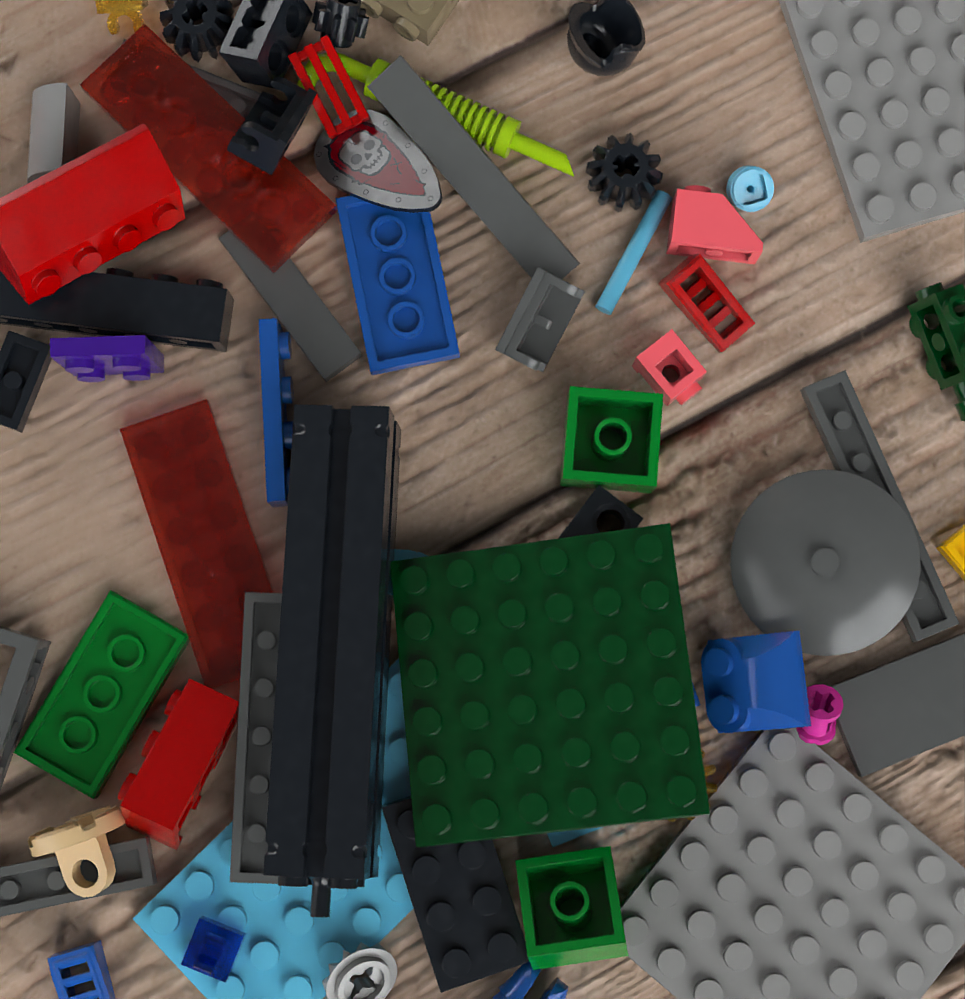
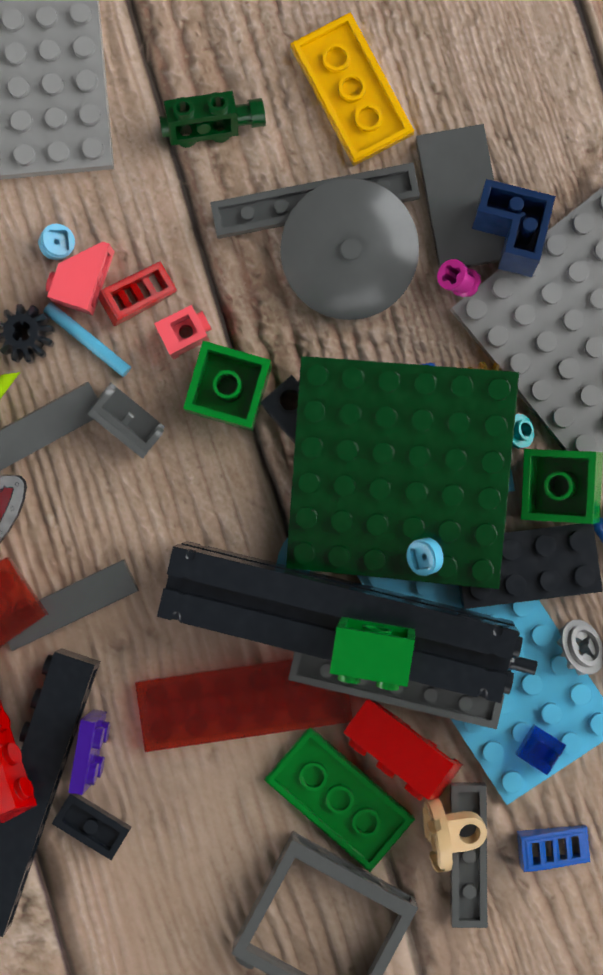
camera: 75 degrees left, 5 degrees up
(276, 393) = (141, 629): blue plate -> none
(297, 686) = (372, 653): none -> green brick
(397, 286) = (77, 522): blue plate -> none
(439, 737) = (424, 556): none -> medium azure tile
(633, 840) = (523, 432): none -> teal plate
(755, 682) = (427, 319): blue slope -> none
(918, 777) = (519, 217): none -> dark blue brick

